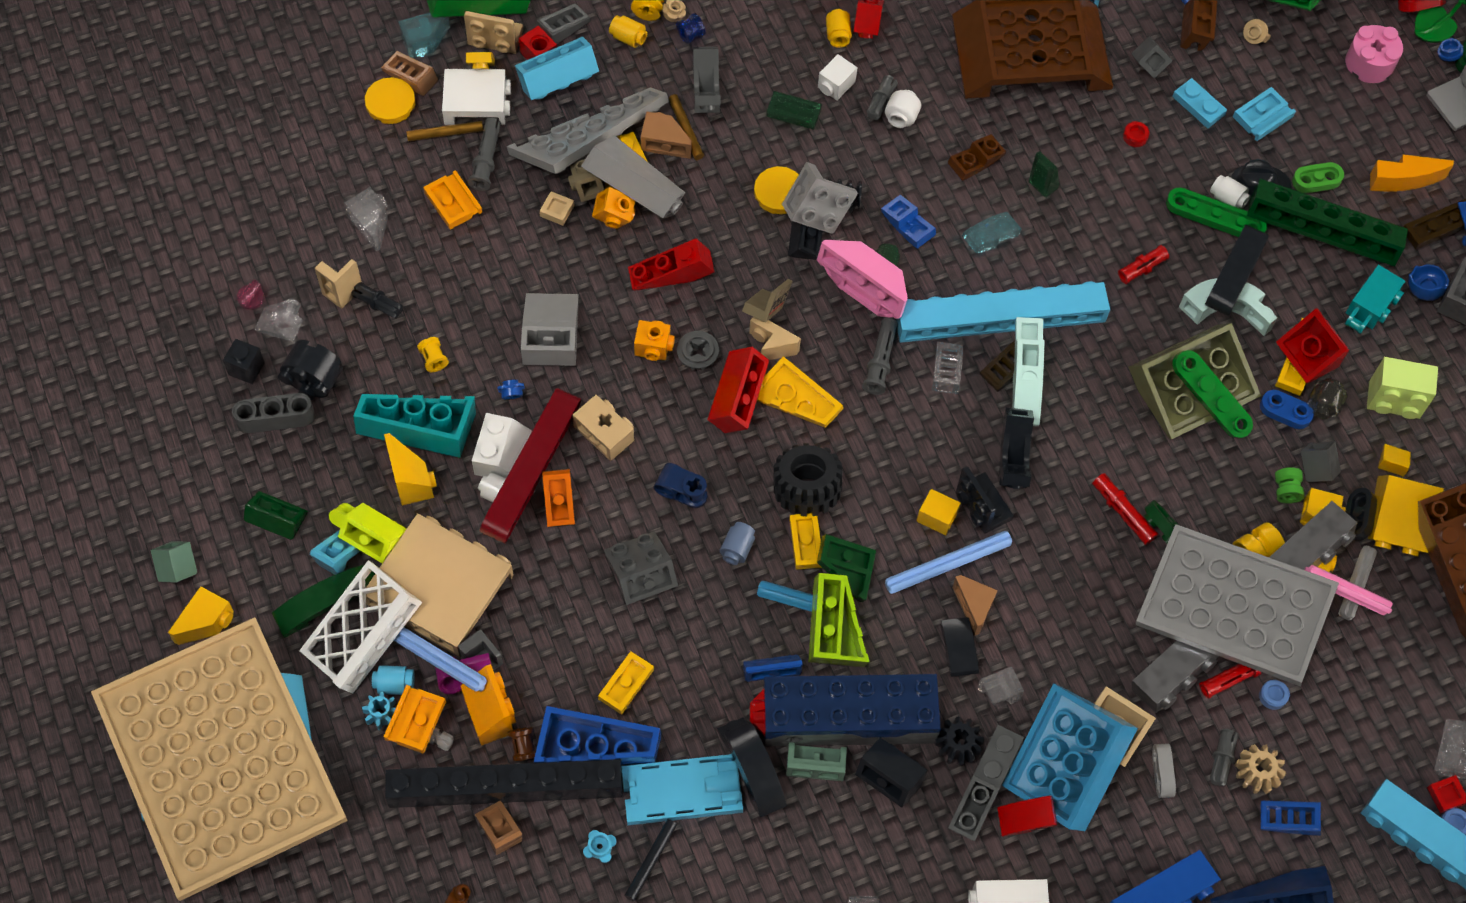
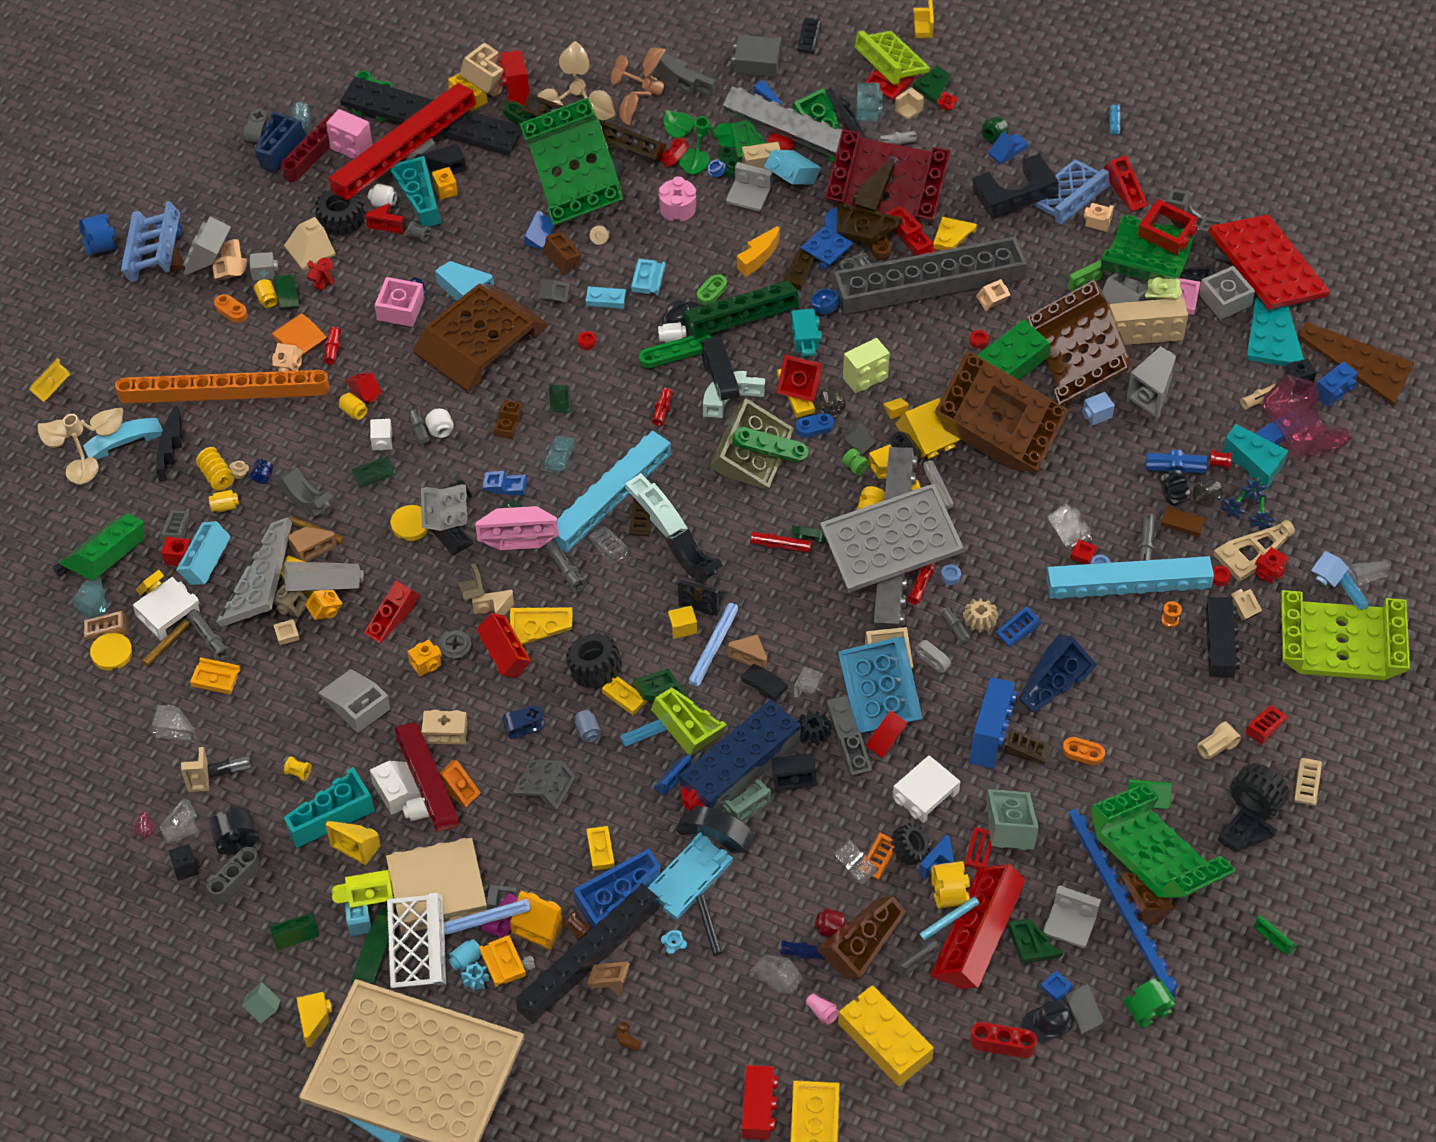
camera: 40 degrees left, 10 degrees down
(492, 32) = (138, 563): tan bracket -> none
(511, 389) = (367, 750): blue plate -> none
(1355, 593) = (947, 487): bright pink axle -> none

